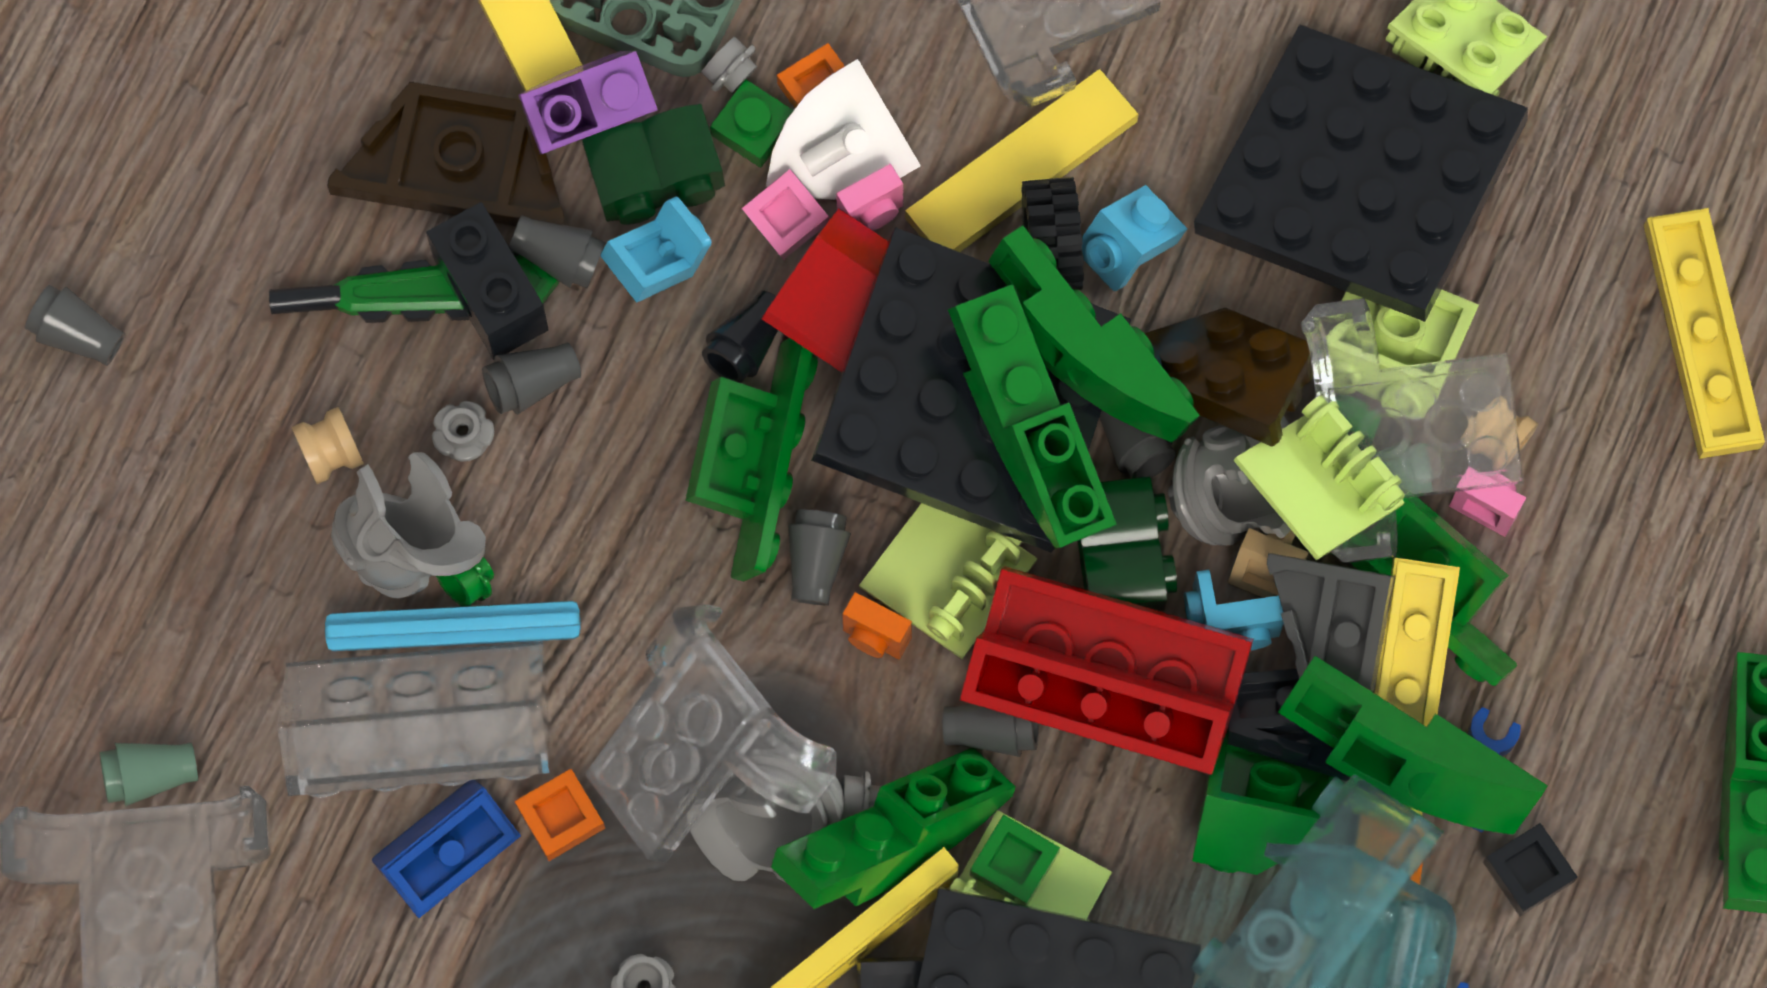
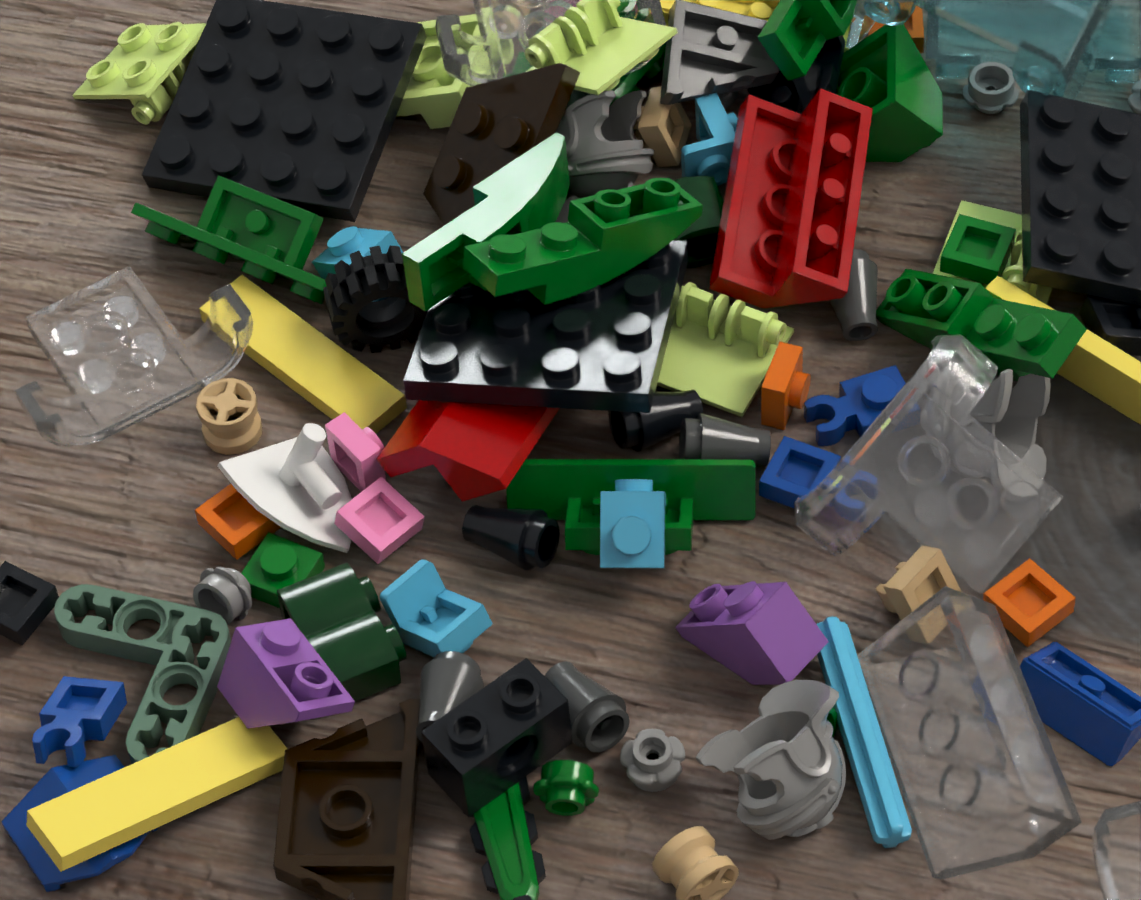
camera: 95 degrees left, 20 degrees down
(445, 348) = (566, 787): none -> green plate
(575, 540) = (754, 630): none -> medium lavender slope
(589, 710) = (916, 581): none -> tan tile
(709, 439) = (632, 526): none -> medium azure bracket
(760, 627) = (795, 471): none -> blue plate
(848, 718) = (857, 406): none -> blue plate
(867, 508) = (663, 421): none -> black cone
(948, 72) = (216, 408): none -> tan wheel
(1183, 120) = (252, 227): none -> green bracket

